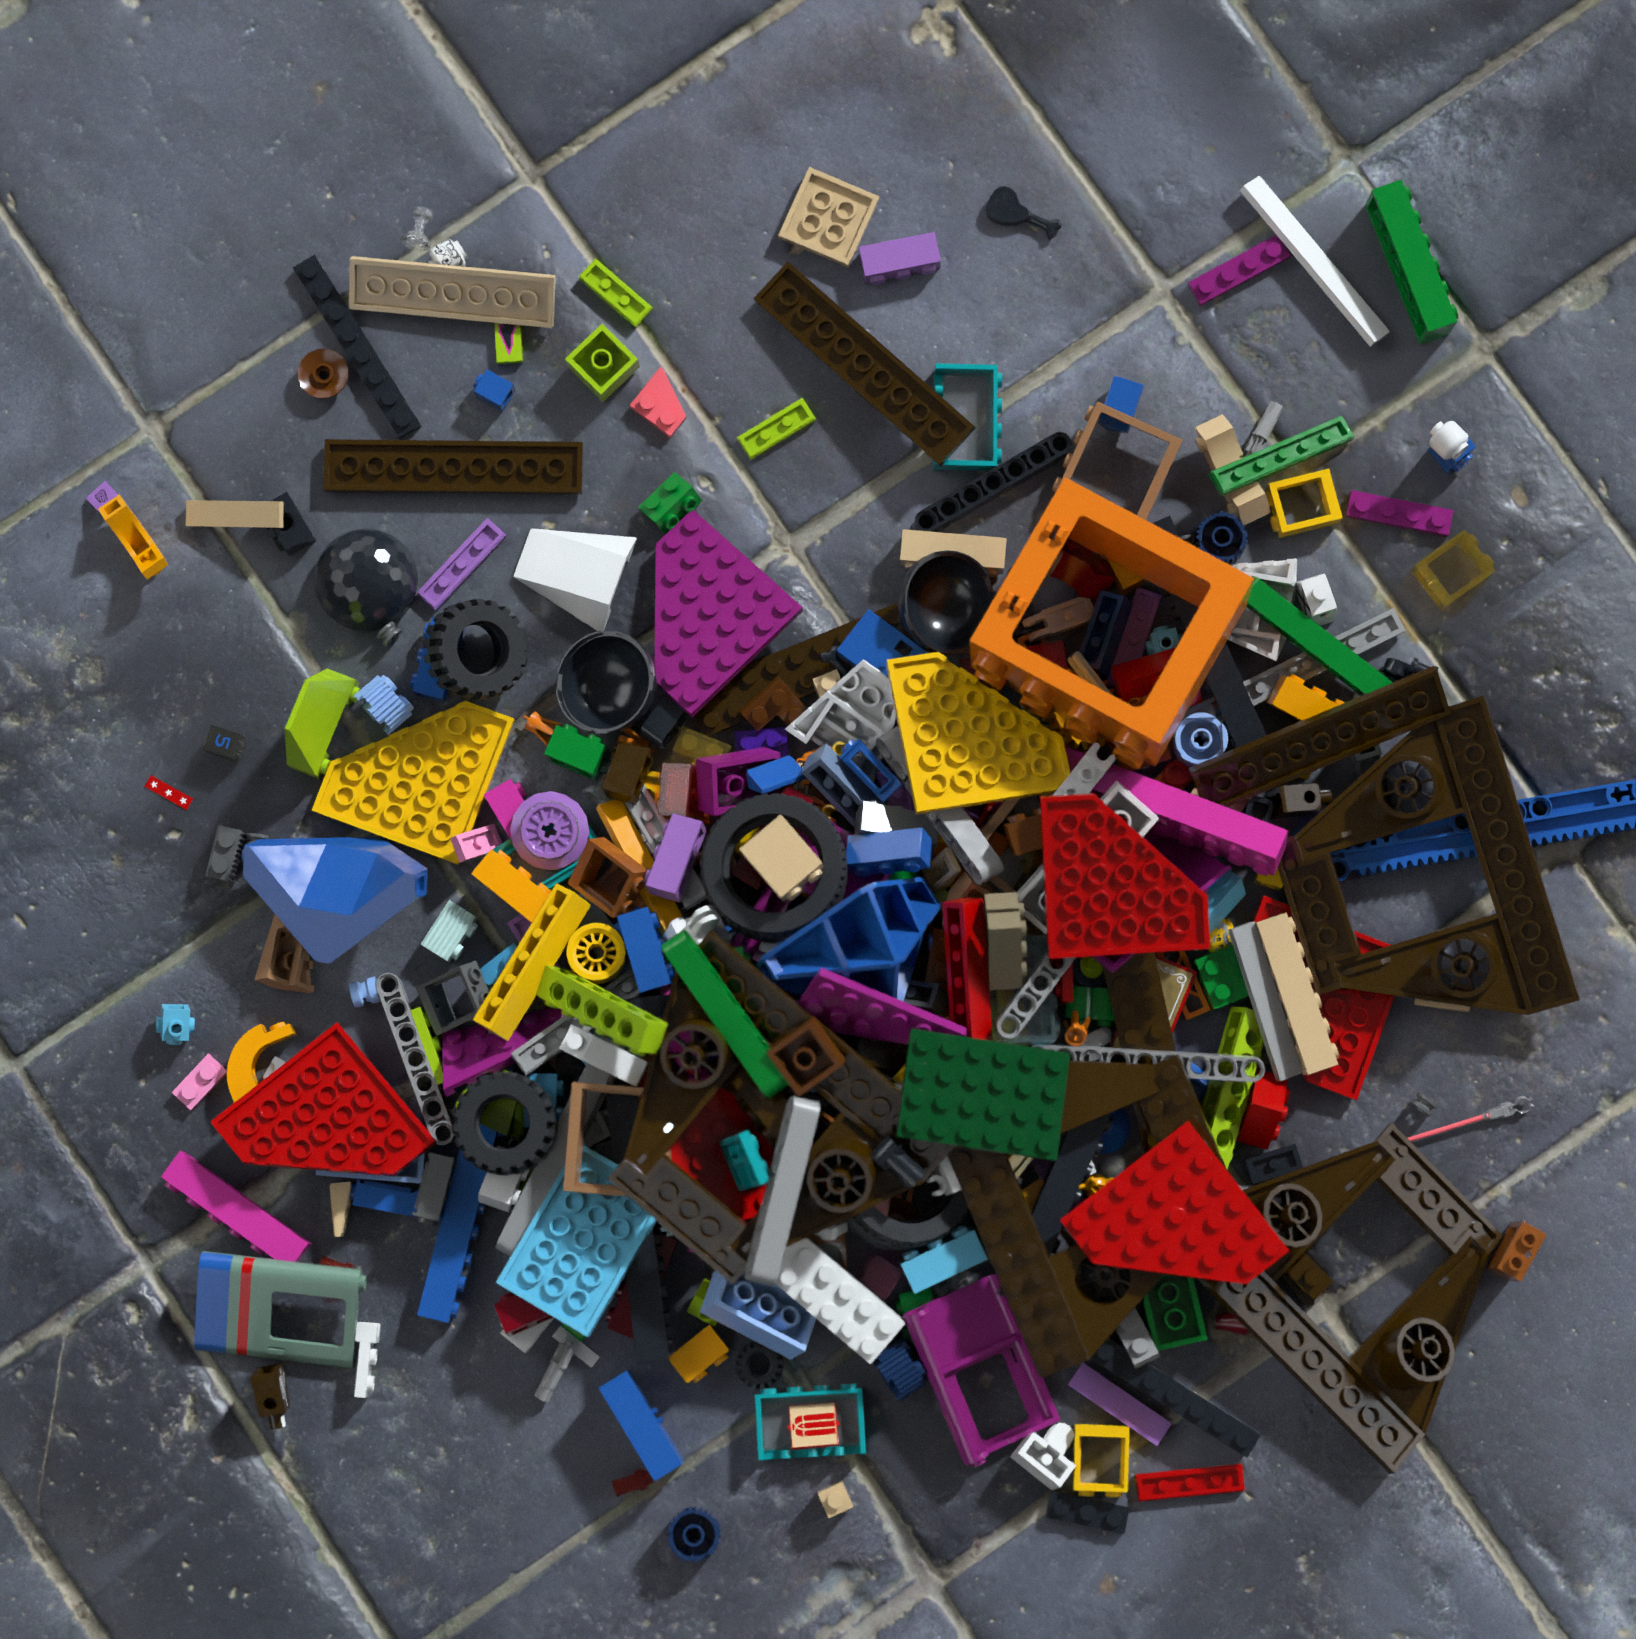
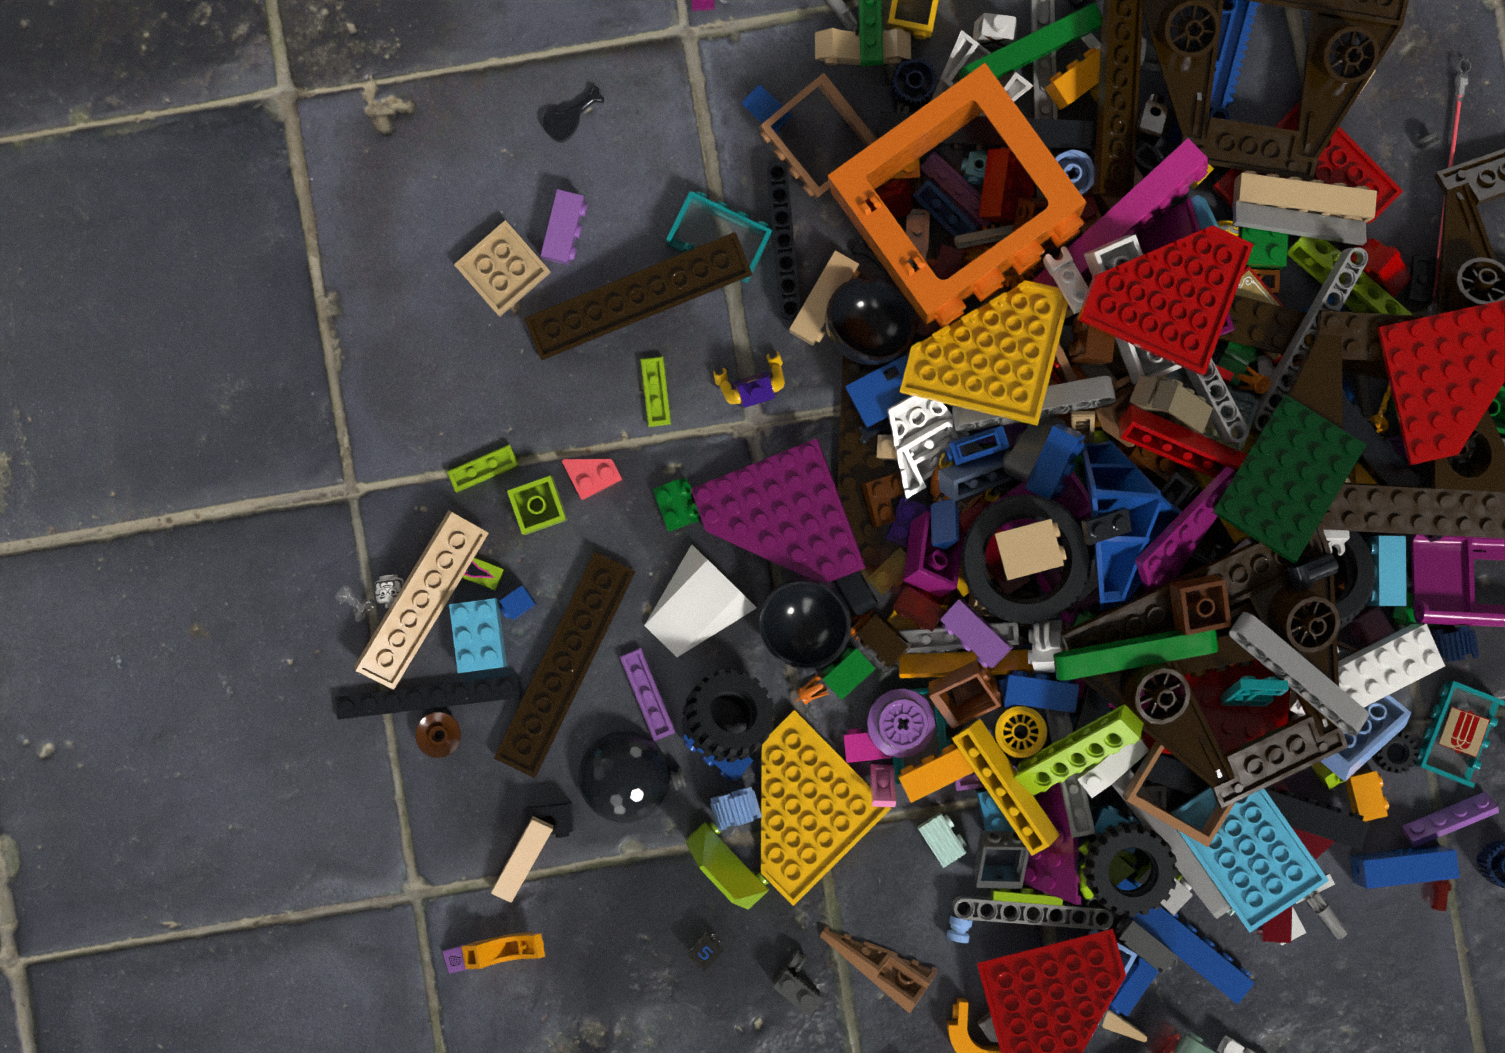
camera: 70 degrees left, 5 degrees up
(168, 792) = (722, 1013): red sticker -> none
(332, 888) = (871, 916): blue panel -> none
(442, 365) = (477, 635): none -> medium azure brick
(715, 1455) = (1450, 819): none -> medium lavender plate
(826, 524) = (755, 388): none -> torso
(839, 918) = (1106, 525): none -> black plate

